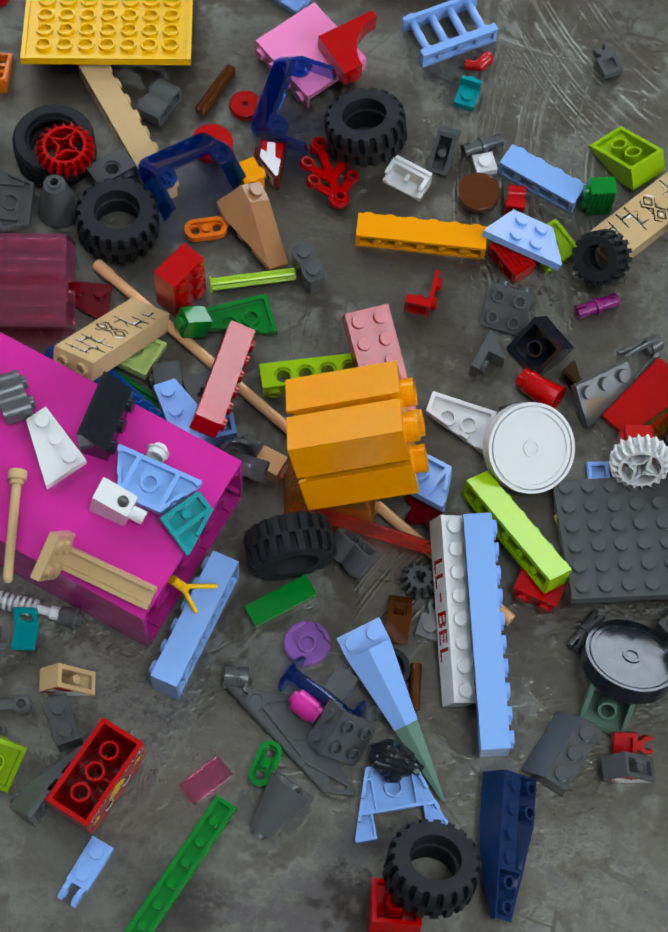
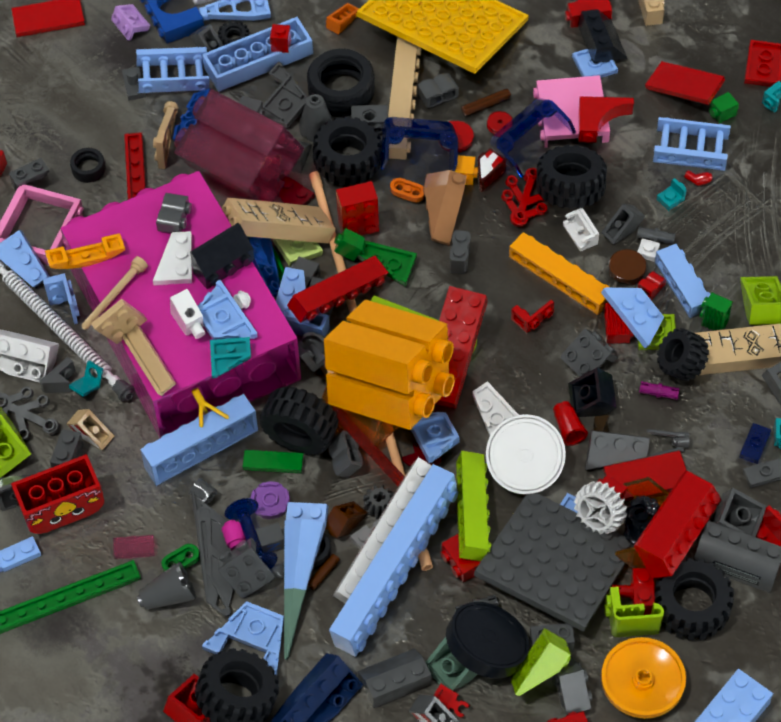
camera: 40 degrees right, 10 degrees down
(67, 157) = (339, 83): red gear -> none
(252, 279) = (414, 239): lime axle -> none
(393, 760) = (266, 606): black hair -> none
(488, 352) = (549, 376): dark grey slope -> none

